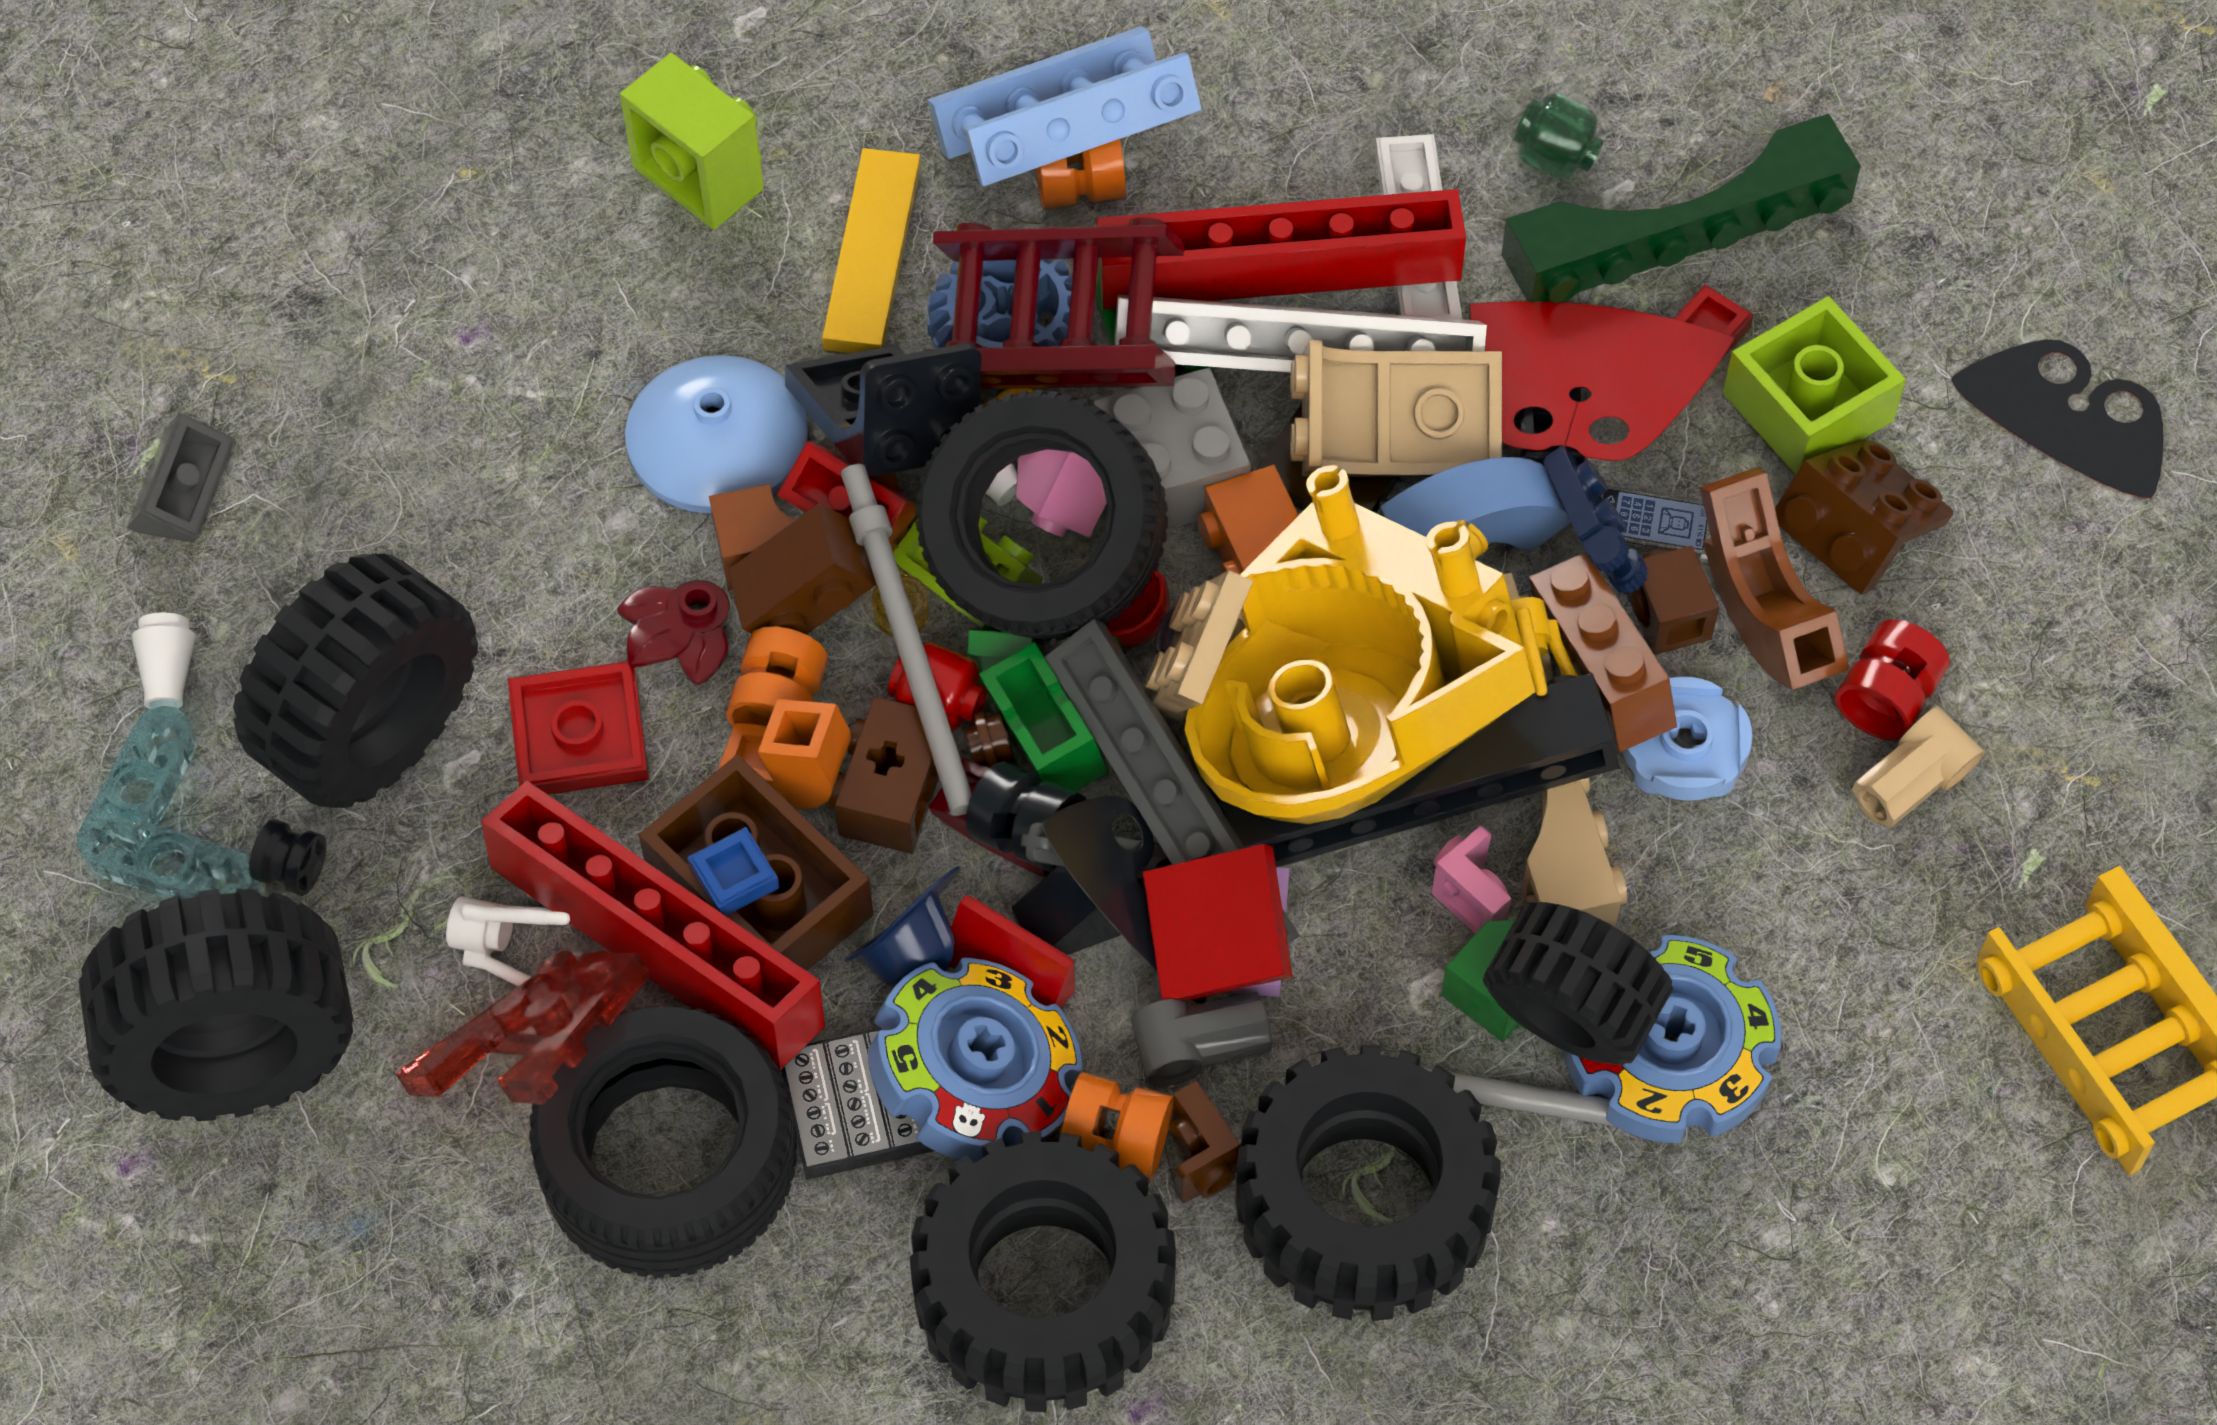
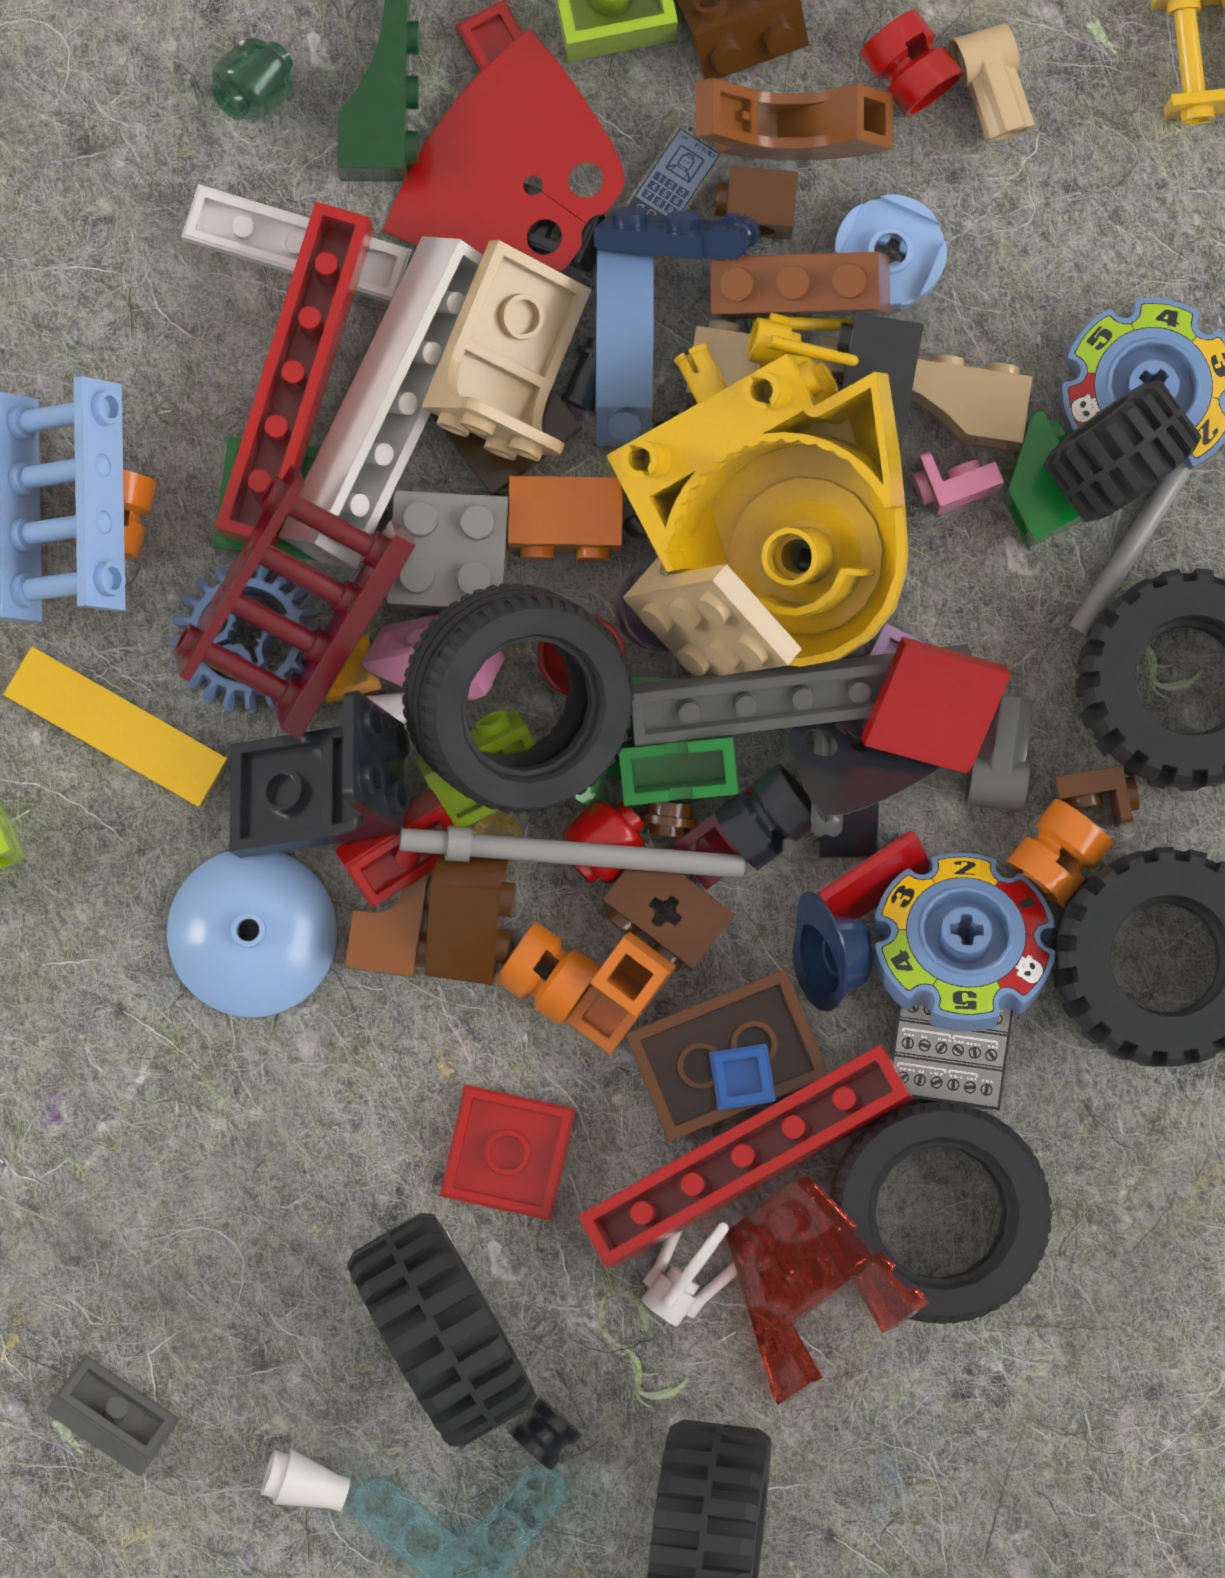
camera: 70 degrees left, 25 degrees up
(670, 629) = (451, 1043): dark red plate -> none

